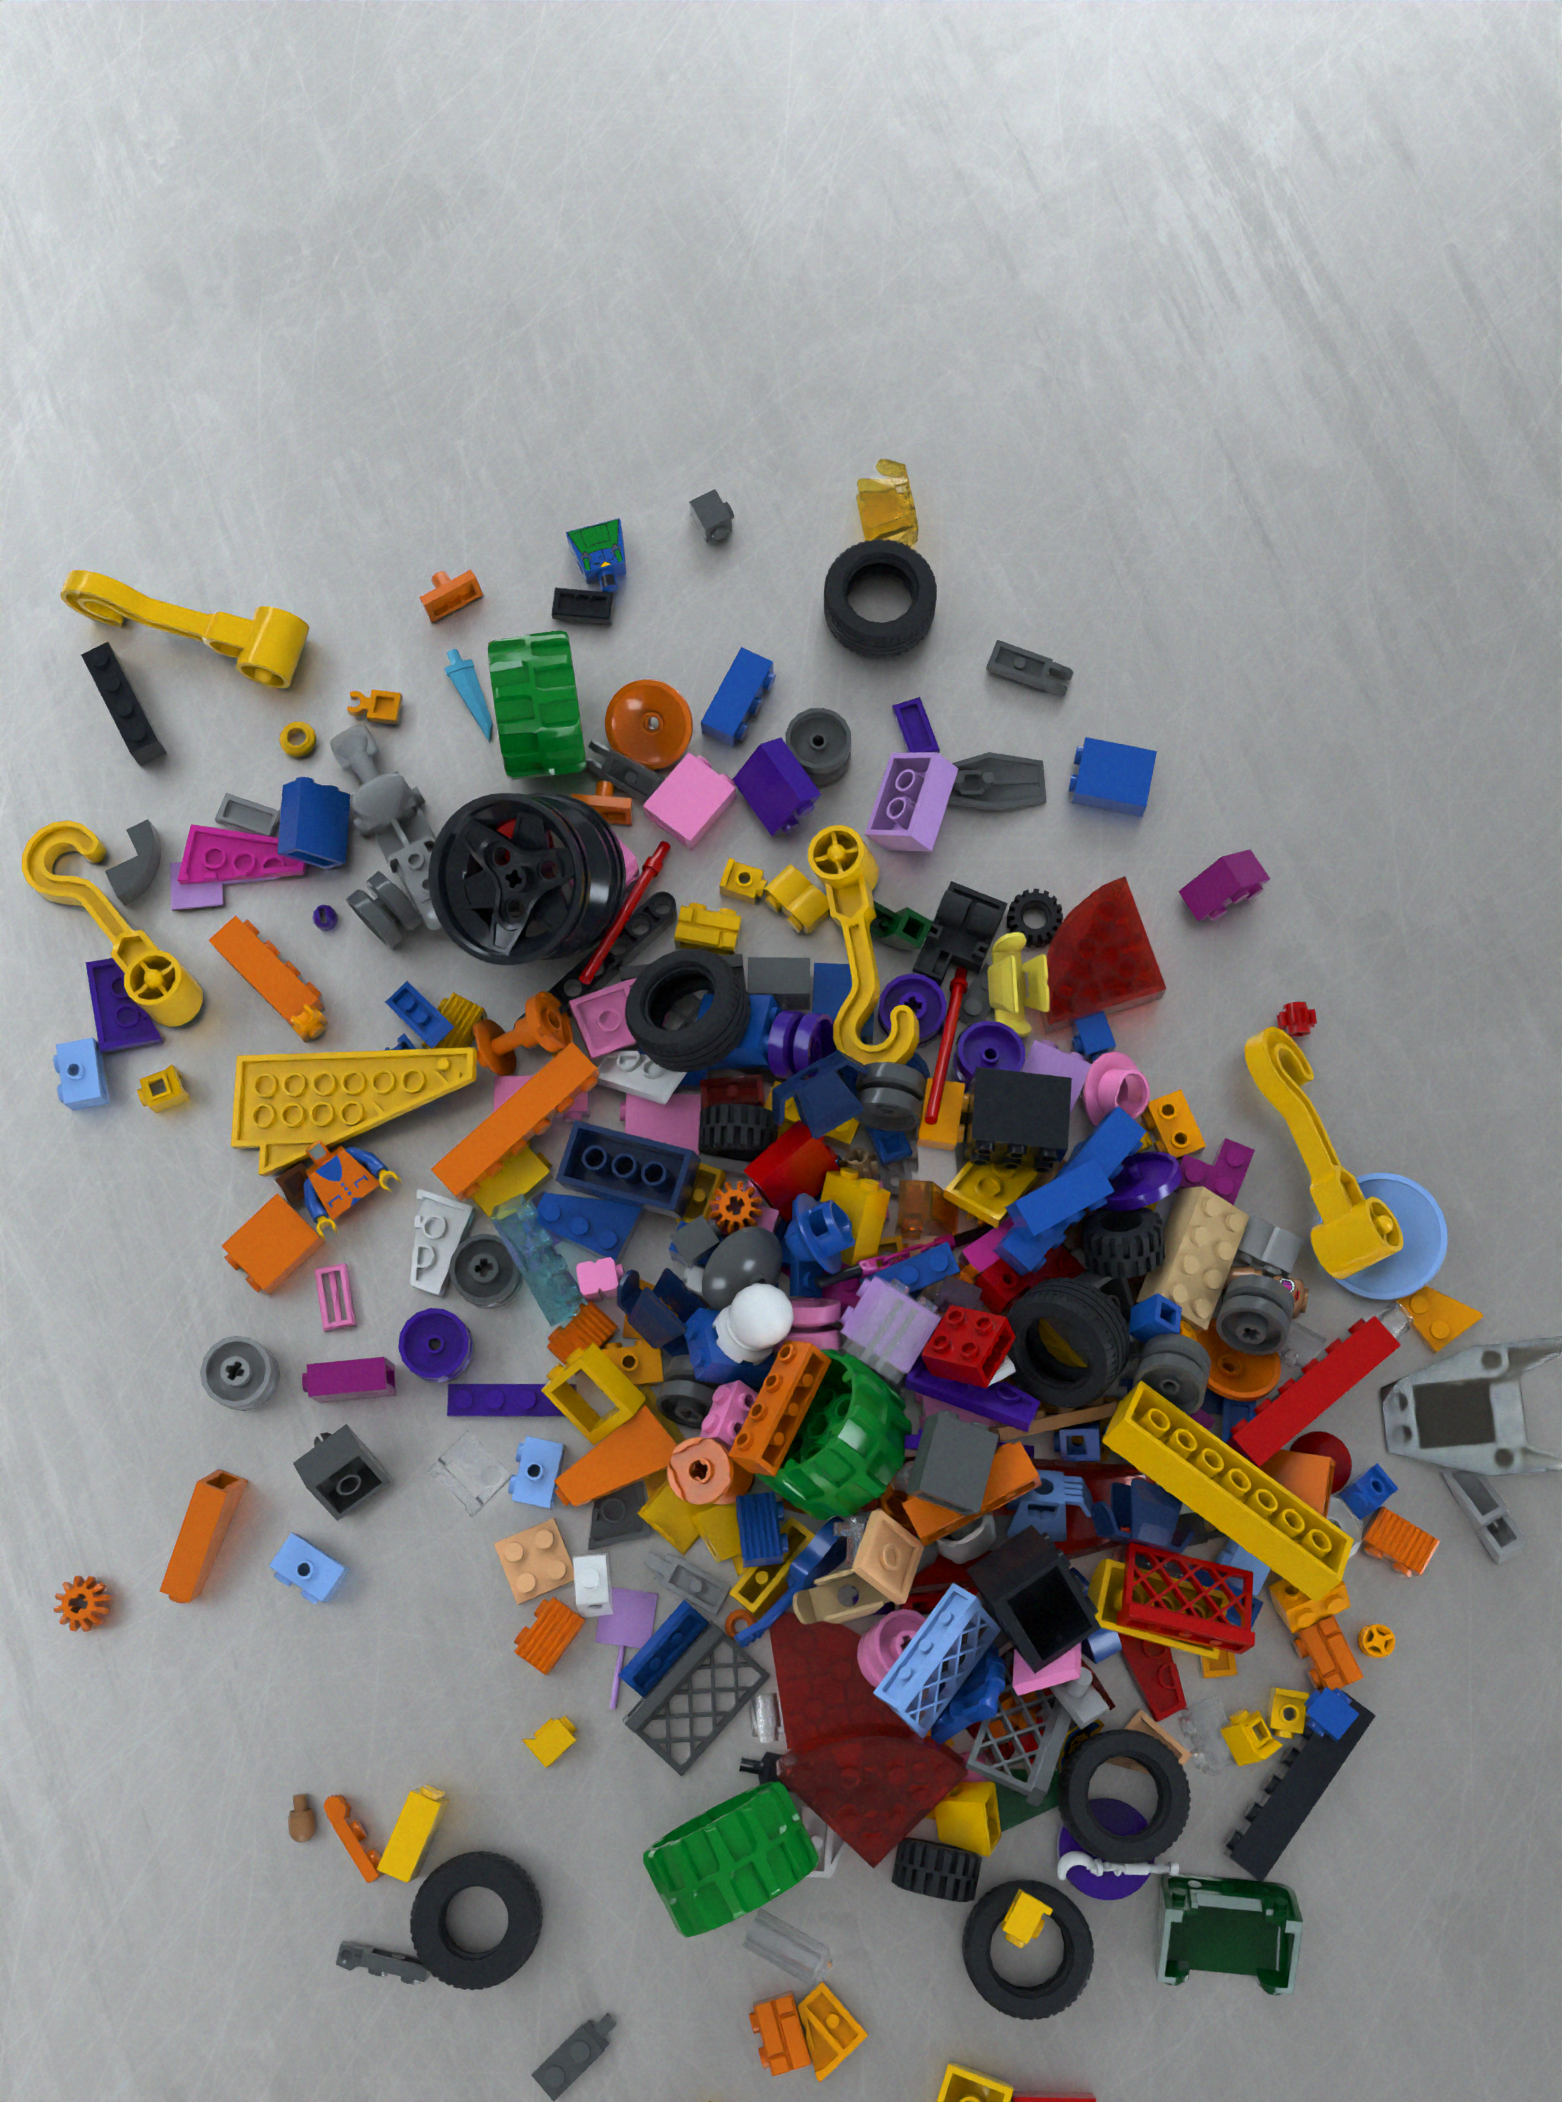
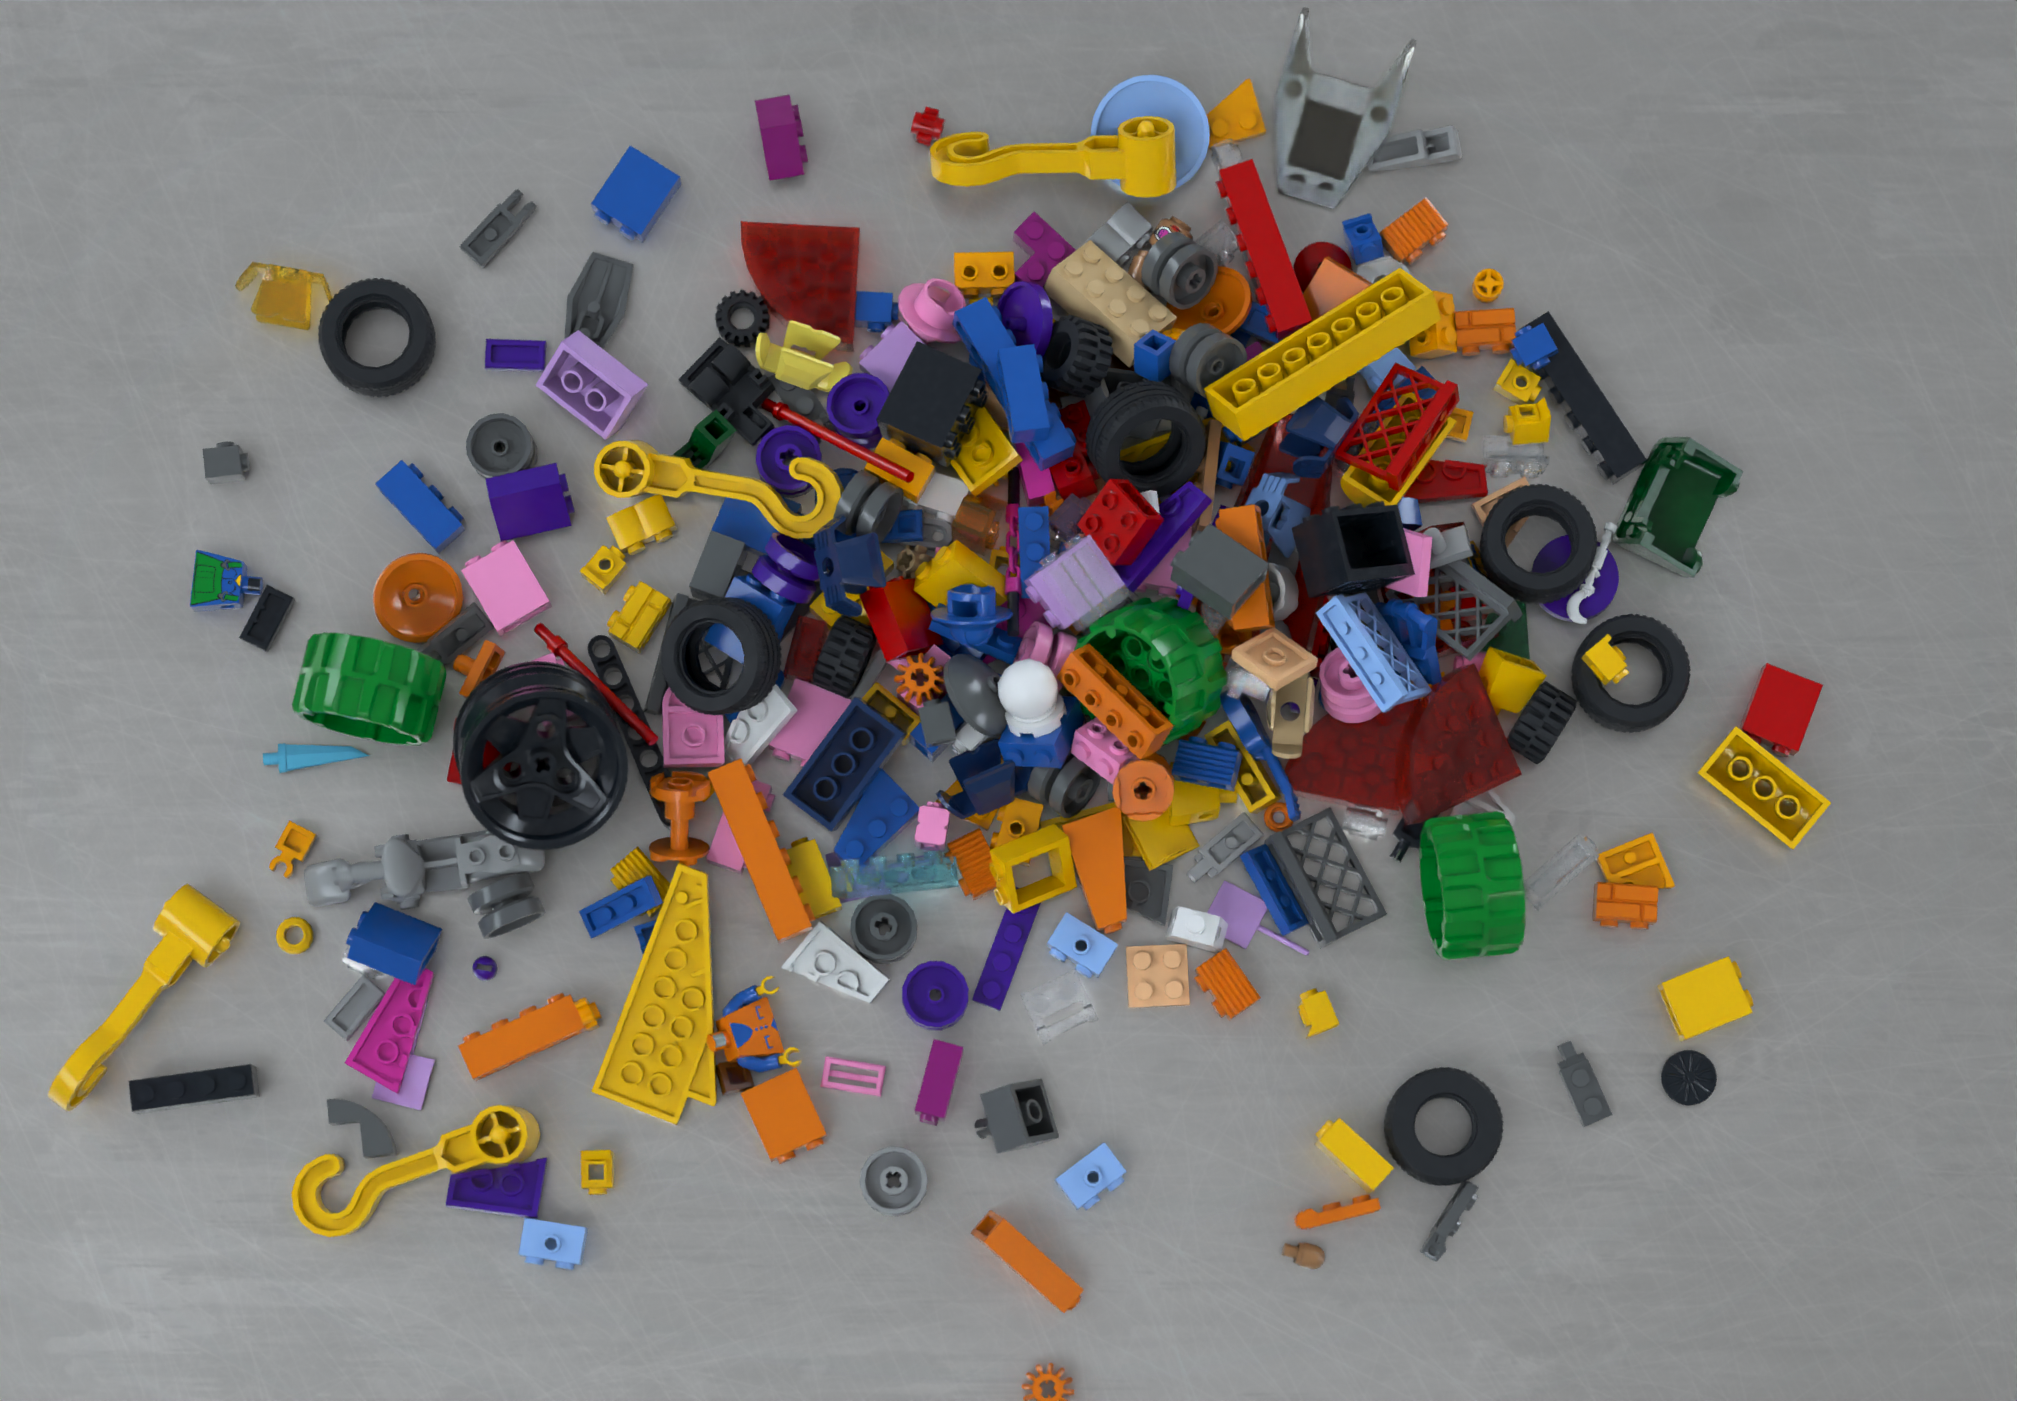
camera: 75 degrees left, 5 degrees up
(450, 594) = (204, 740): orange tile -> none

